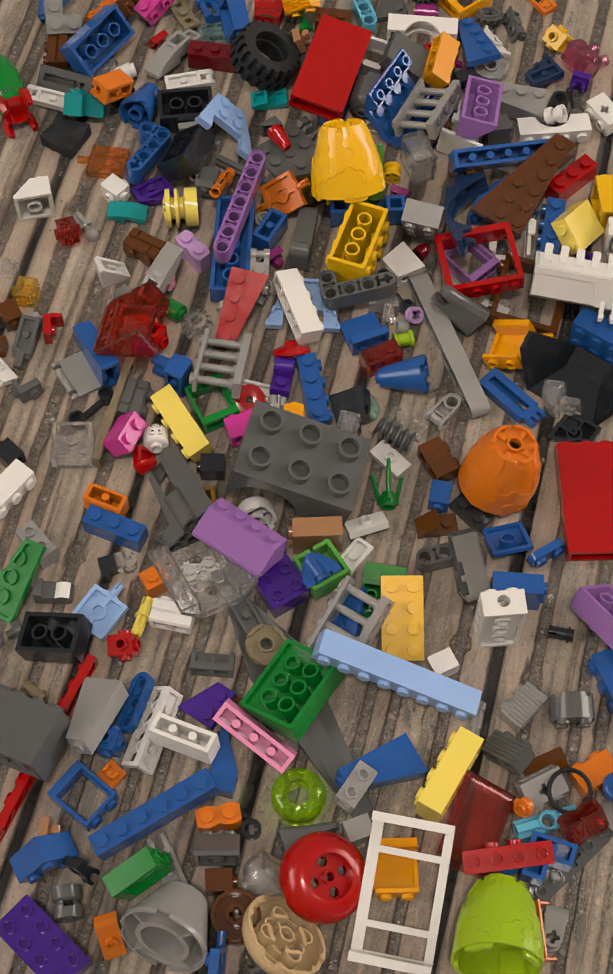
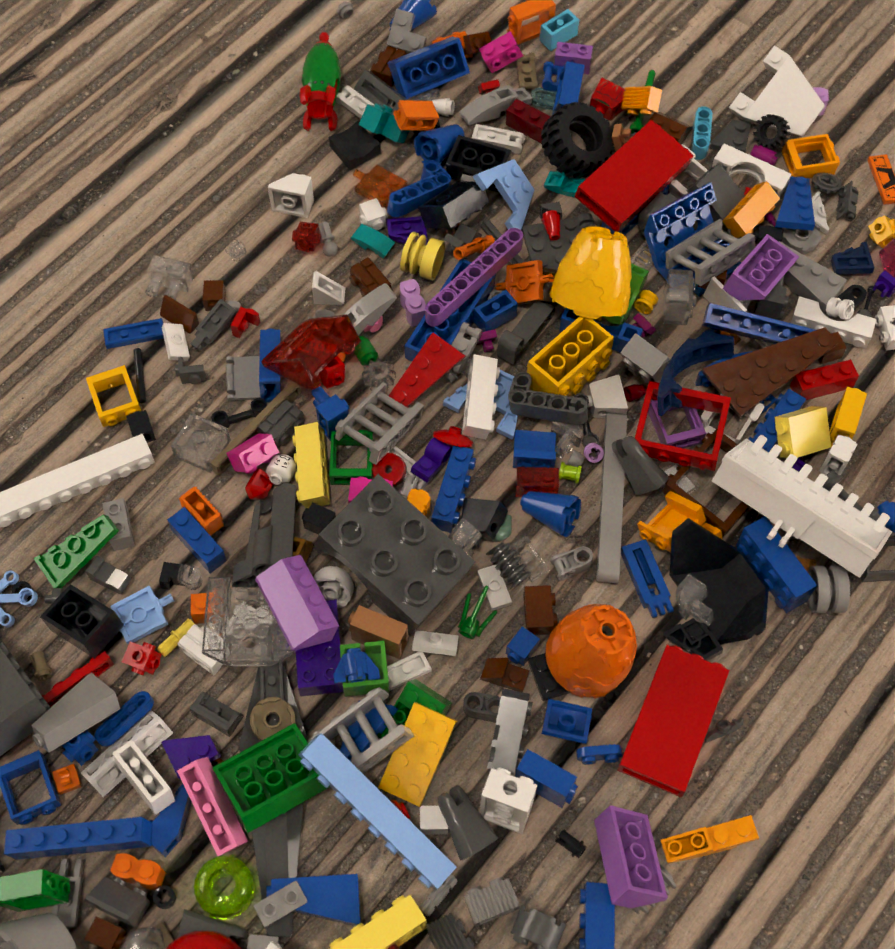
camera: 25 degrees right, 0 degrees up
(26, 291) = (239, 279): clear yellow brick -> none
(471, 654) = (467, 826): none -> dark grey piece

